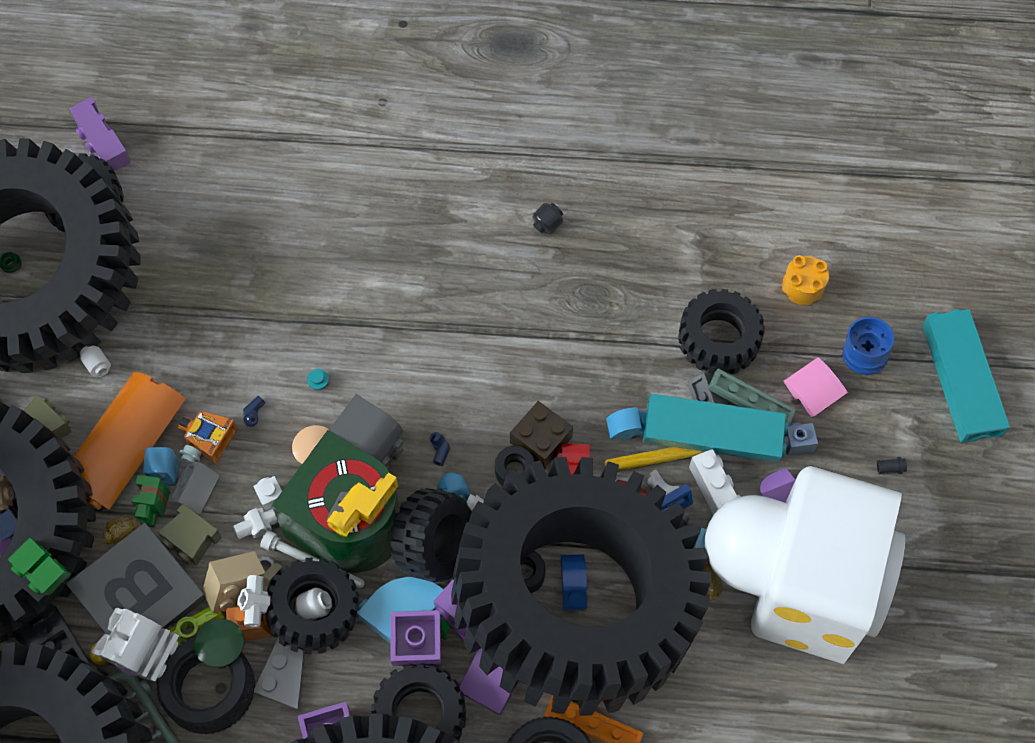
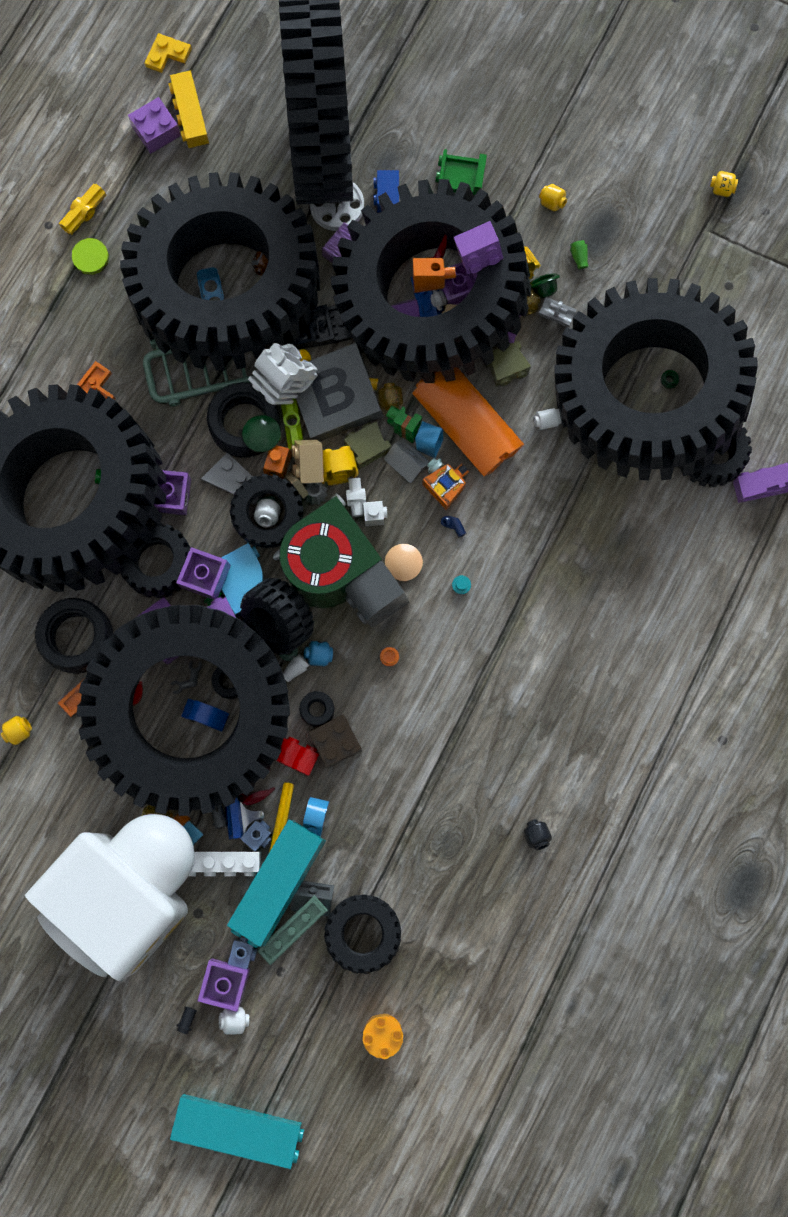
camera: 110 degrees right, 15 degrees up
(39, 568) = (350, 322): green piece -> none
(222, 545) = (339, 465): none -> yellow brick
(253, 601) = (279, 466): white axle -> none
(360, 503) = (304, 557): yellow plate -> none
(426, 420) = (389, 656): none -> orange plate
(441, 446) = (360, 660): dark blue arm -> none
(675, 471) = (257, 835): none -> sand blue brick
(778, 485) = (210, 914): medium lavender brick -> none
(815, 386) = (283, 993): bright pink slope -> none
(840, 440) = (223, 985): none -> medium lavender brick
(867, 419) = (233, 1022): none -> white head
(868, 345) = (297, 1068): blue wheel -> none

